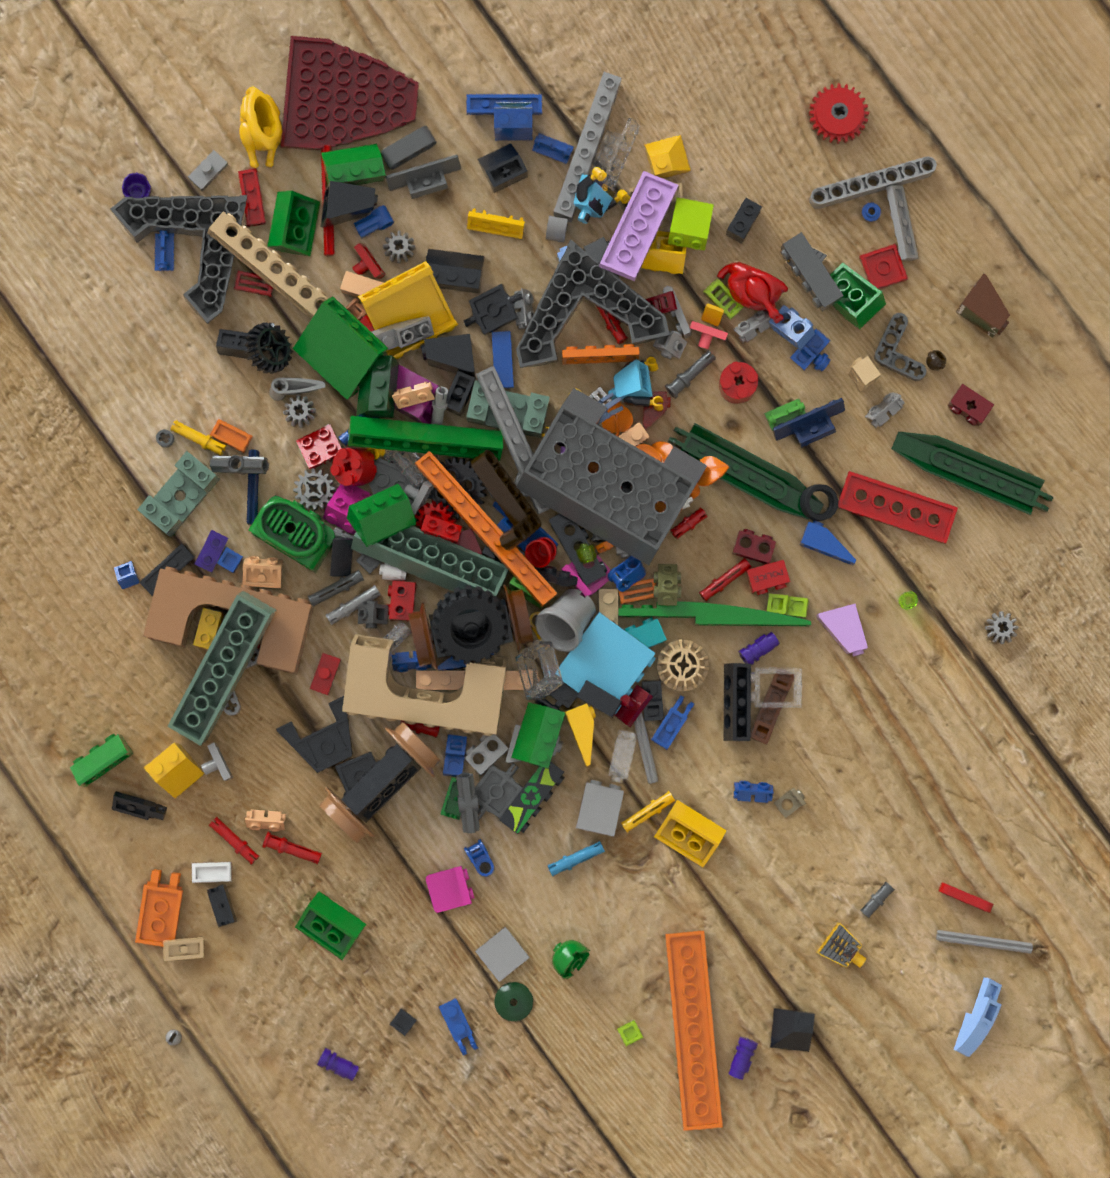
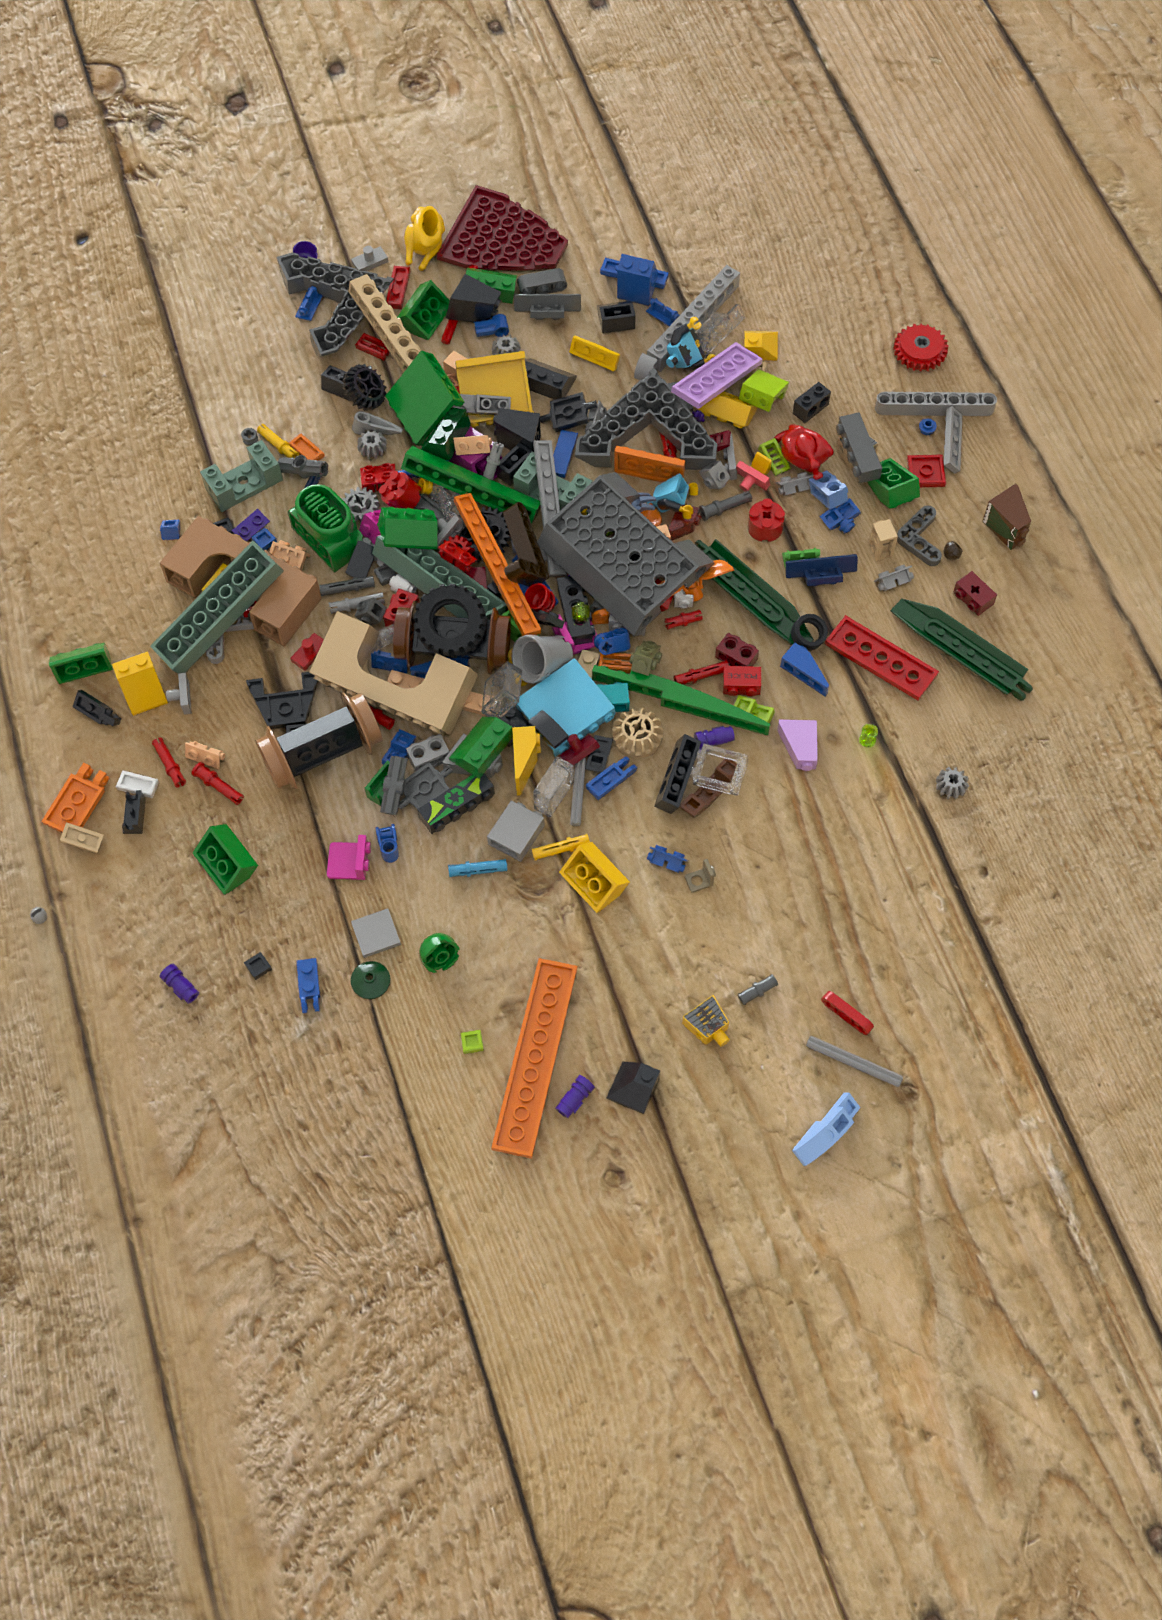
camera: 20 degrees right, 20 degrees down
(367, 262) = (475, 350): red tile -> none

